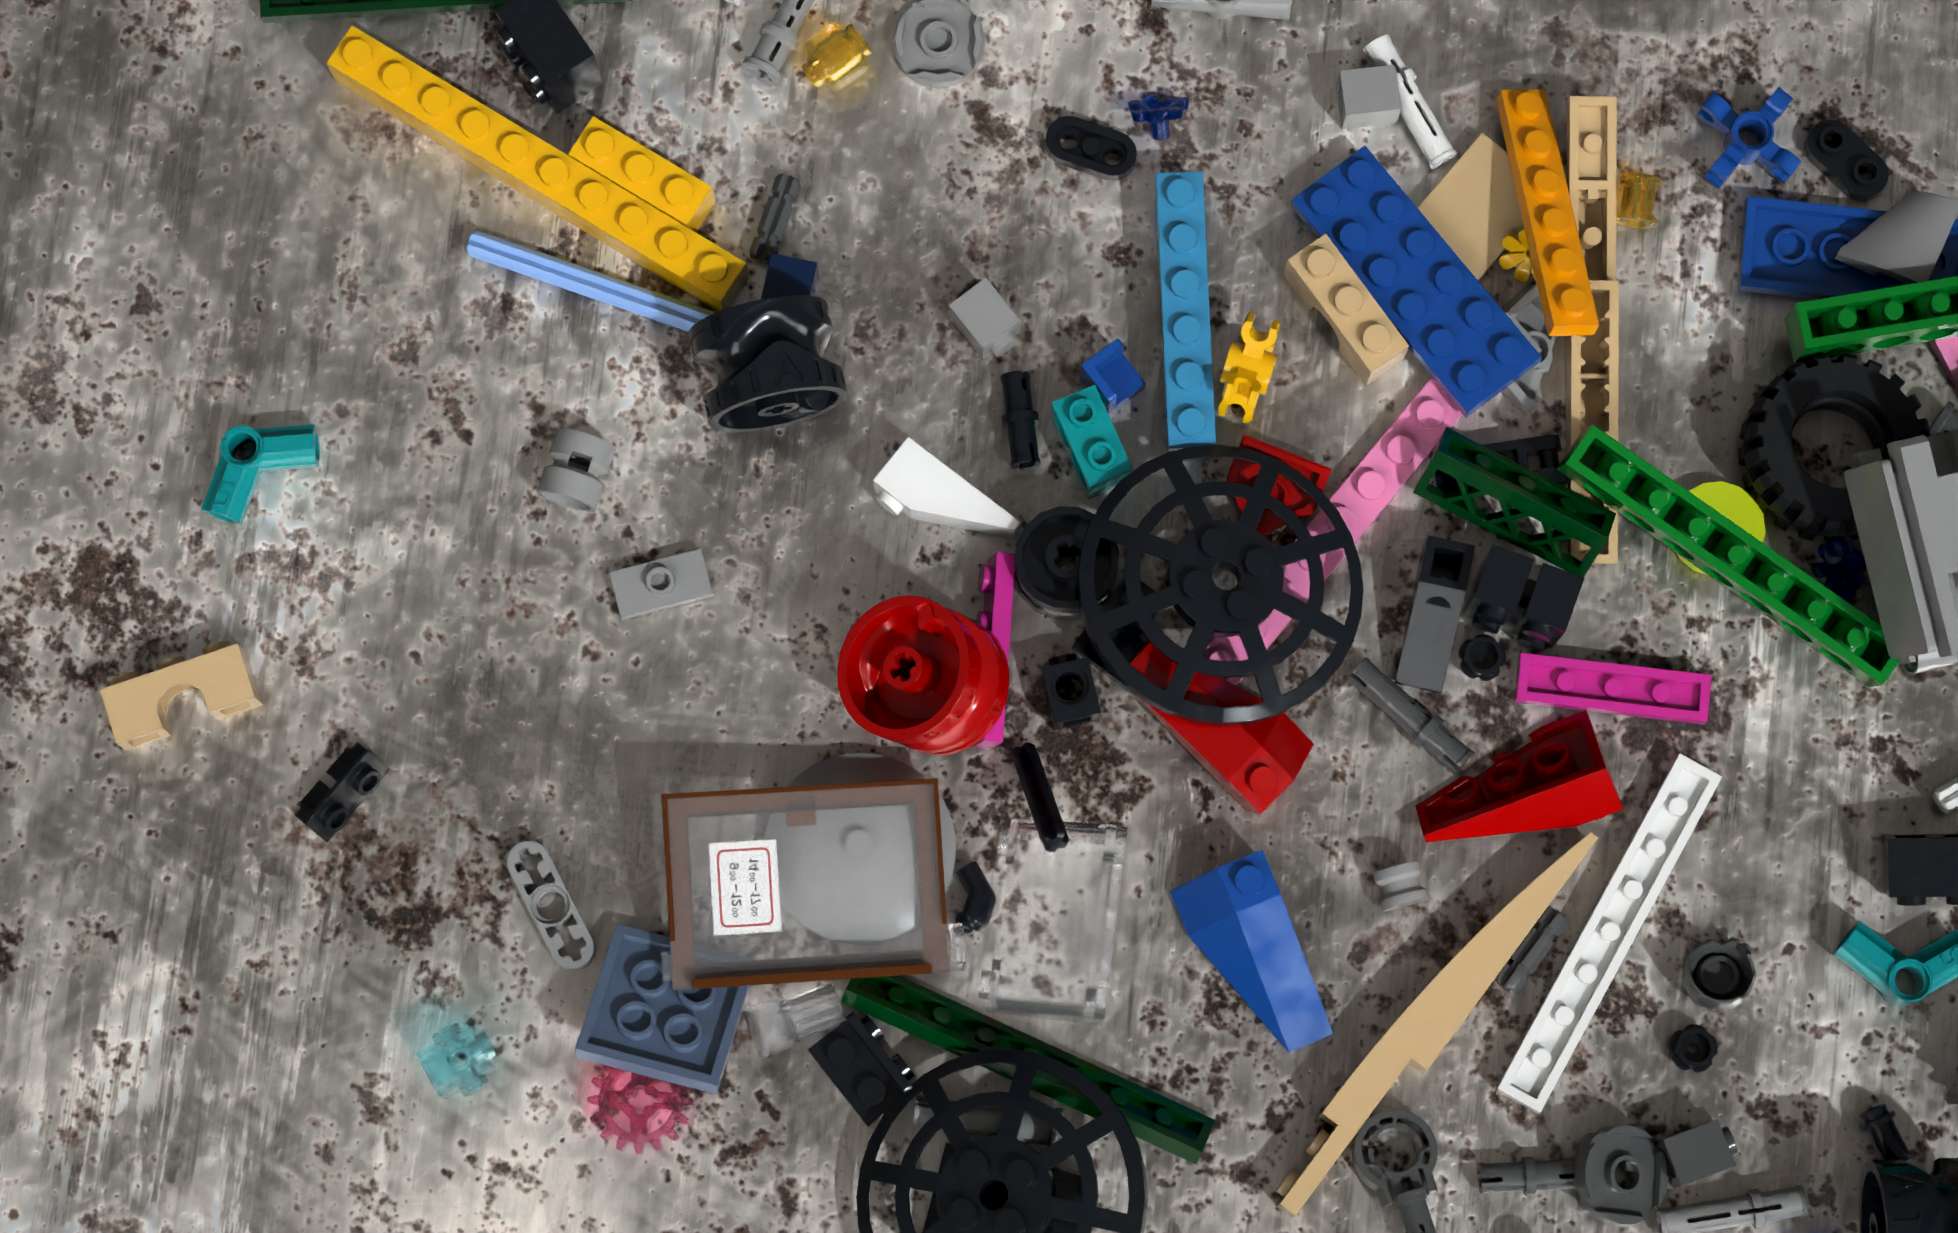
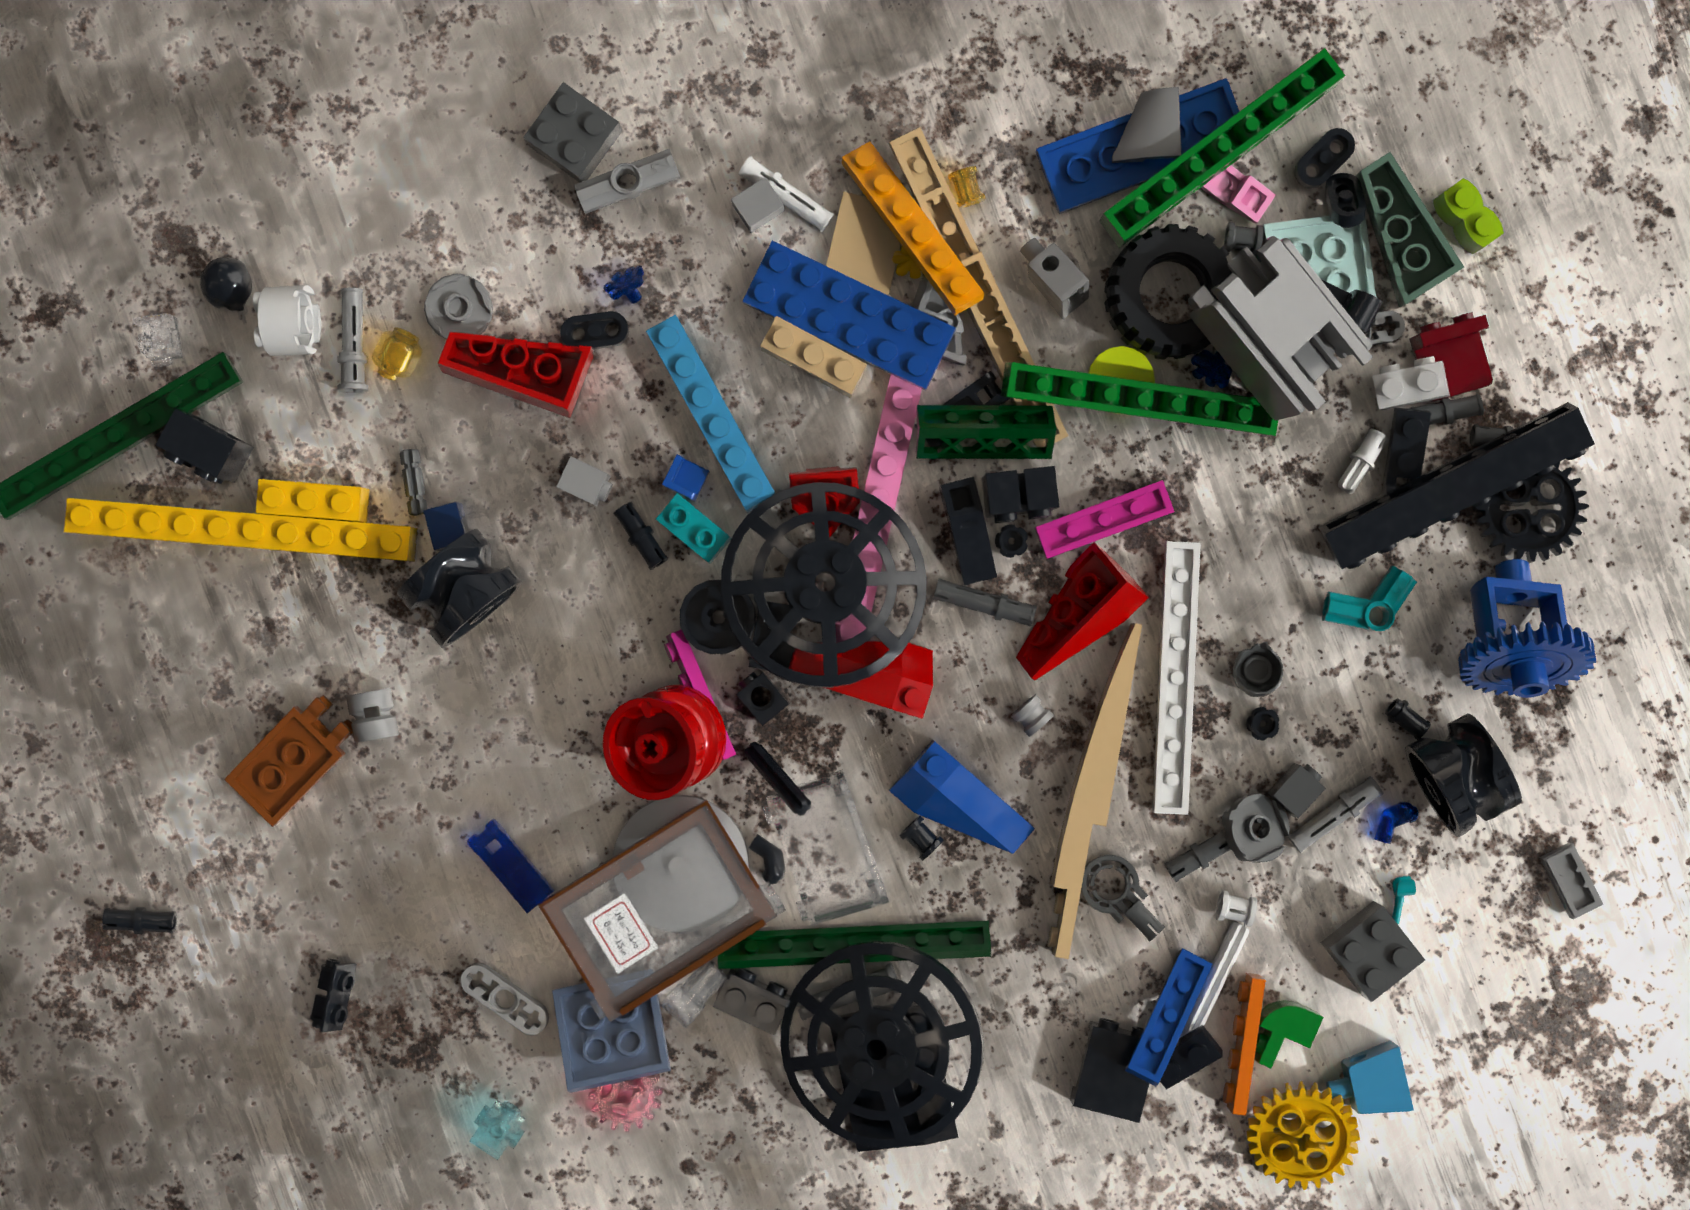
camera: 30 degrees left, 10 degrees up
(140, 703) = (176, 1009): tan arch -> none
(154, 577) = (139, 920): none -> black pin
(275, 450) = (171, 799): teal piece -> none
(444, 476) = (289, 761): none -> dark orange tile
(584, 281) = (318, 585): light blue axle -> none
(645, 743) = (511, 866): none -> clear blue plate
(661, 584) = (466, 758): light grey plate -> none
(936, 494) = (604, 612): white slope -> none
(976, 146) = (531, 372): none -> red wedge
(1182, 969) = (921, 837): none -> black bush
(1248, 367) = (770, 430): yellow pin -> none
(1532, 951) = (1134, 713): dark grey axle -> none
(1697, 361) = (1065, 285): none -> light grey torso
(1720, 115) = (1042, 113): blue pin -> none
(1842, 163) = (1087, 92): black plate -> none

